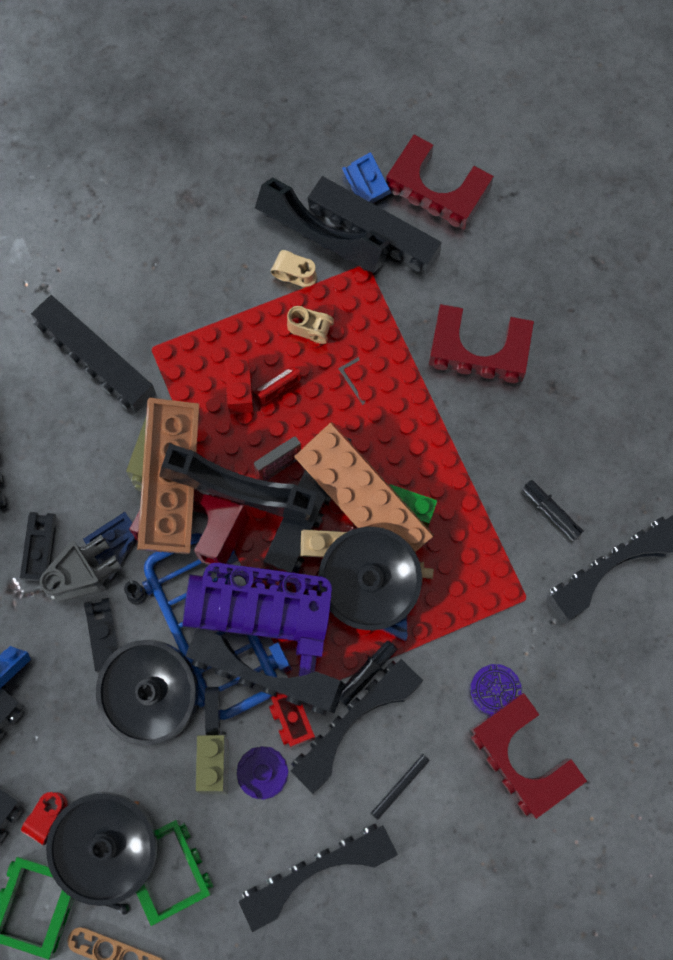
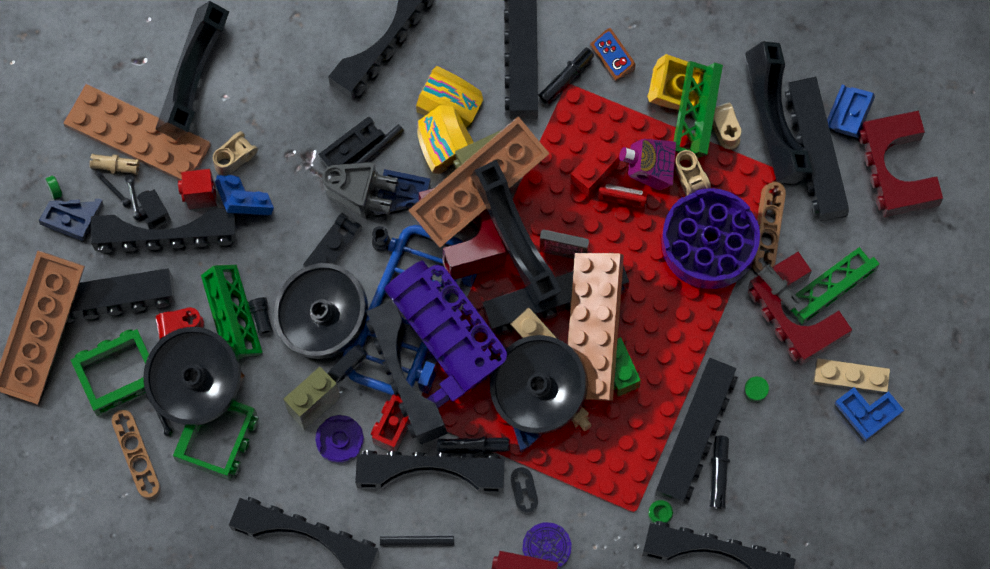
camera: 50 degrees right, 0 degrees up
(60, 526) = (380, 145): none -> black piece
(74, 768) = (226, 311): none -> green fence
(77, 441) = (449, 90): none -> yellow slope
(96, 739) = (259, 309): none -> black pin
(102, 472) = (440, 136): none -> yellow slope
(145, 342) = (562, 80): none -> black axle
(162, 296) = (613, 54): none -> slope
(231, 273) = (668, 82): none -> yellow slope
(271, 273) = (705, 107): none -> green fence
(274, 341) = (651, 162): none -> magenta torso
(368, 376) = (714, 262): none -> dark purple brick
(403, 308) = (772, 229): none -> medium nougat beam
(433, 672) = (518, 491): none -> black beam
(456, 339) = (779, 287): none -> dark grey pin
(492, 304) = (838, 289): none -> green fence
(507, 498) = (695, 432): none -> black brick
(512, 427) = (756, 389): none -> green tile
(544, 580) = (660, 511): none -> green tile
(563, 354) = (851, 375): none -> tan plate
(604, 372) = (868, 418): none -> blue plate

